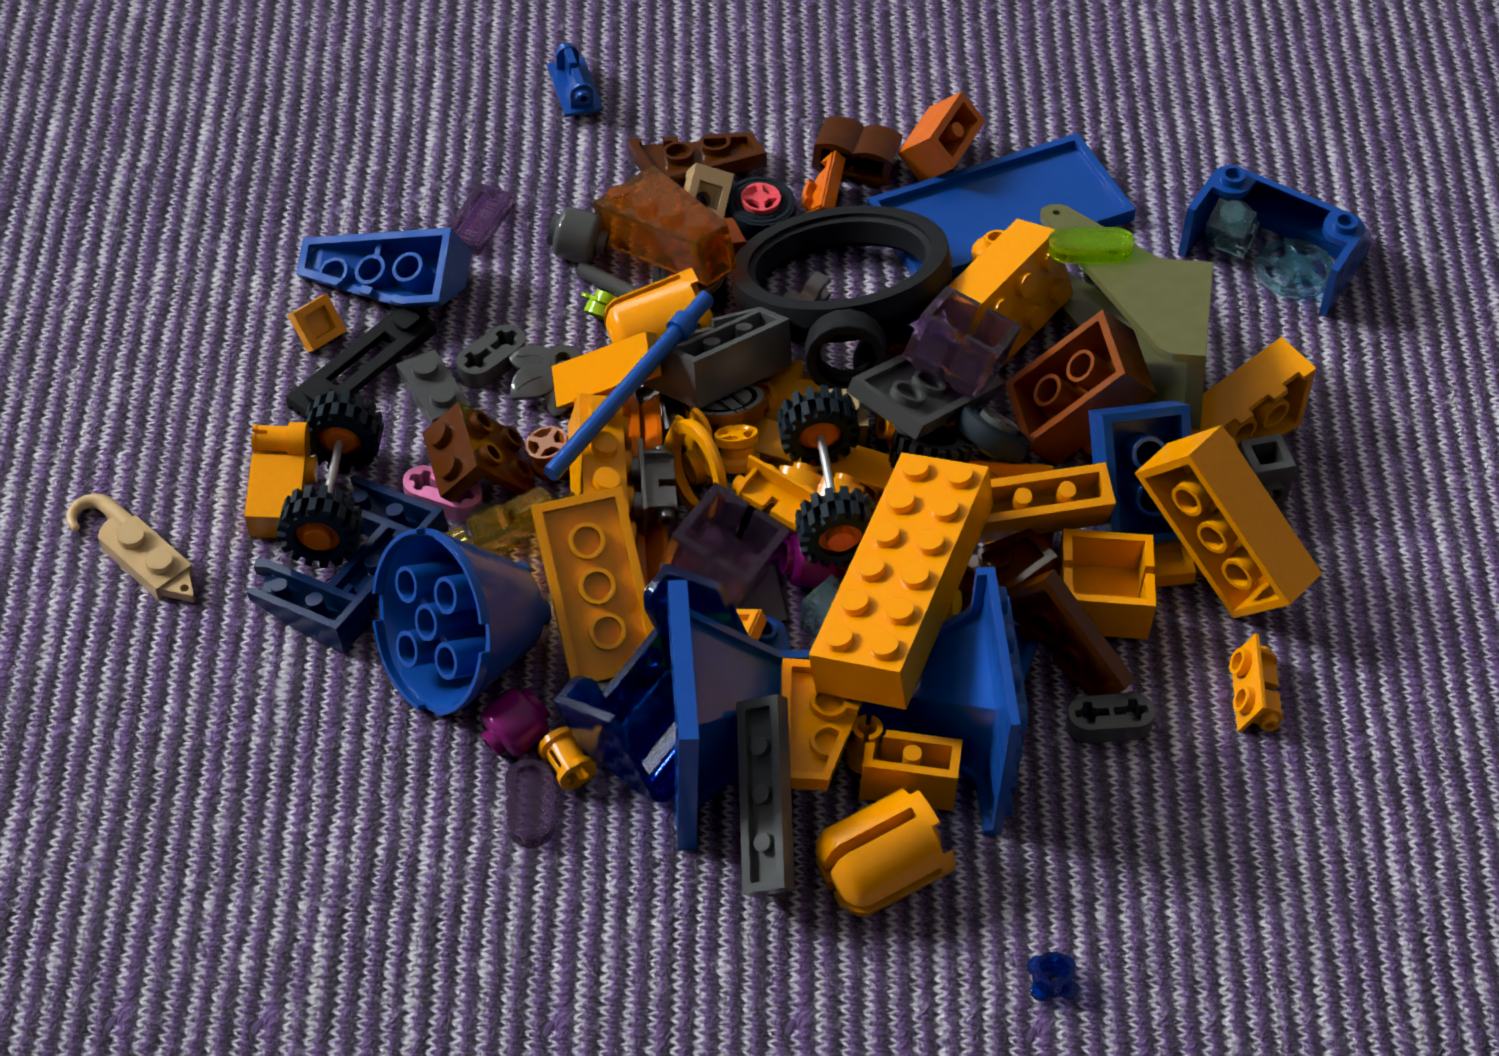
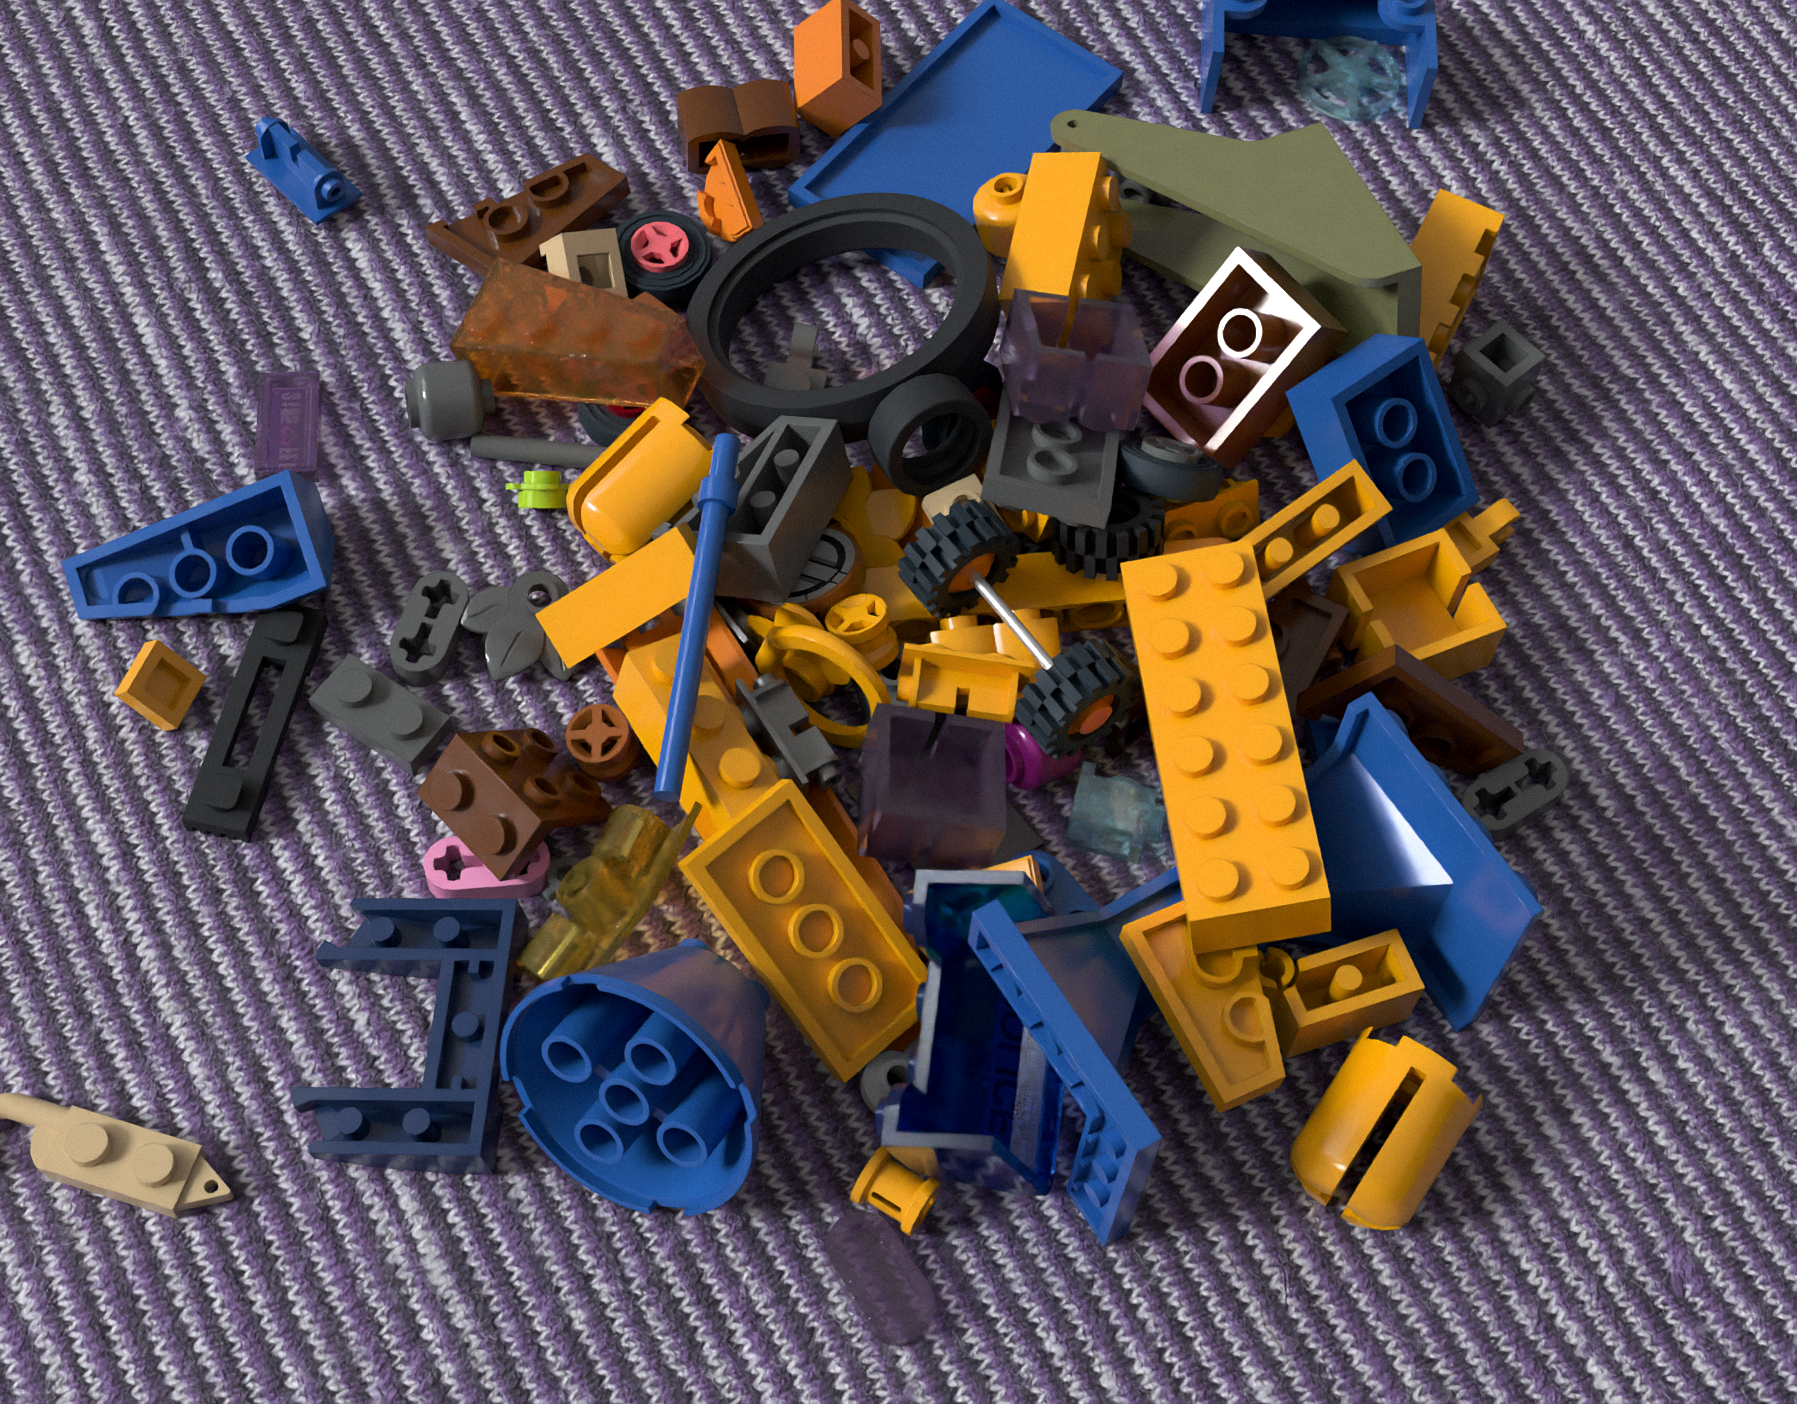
camera: 30 degrees left, 10 degrees up
(276, 469) = (260, 960): light orange hinge -> none
(321, 522) = (370, 1005): black axle -> none
(514, 722) = (798, 1173): magenta head -> none
(765, 798) = (1219, 1138): dark grey fence -> none
(1055, 965) = (1677, 1181): clear blue plate -> none
(1091, 245) = (1161, 157): clear neon green tile -> none
(1228, 522) = (1535, 474): light orange brick -> none
(1235, 221) = (1258, 45): clear light blue brick -> none
(1252, 671) = (1646, 675): light orange hinge -> none

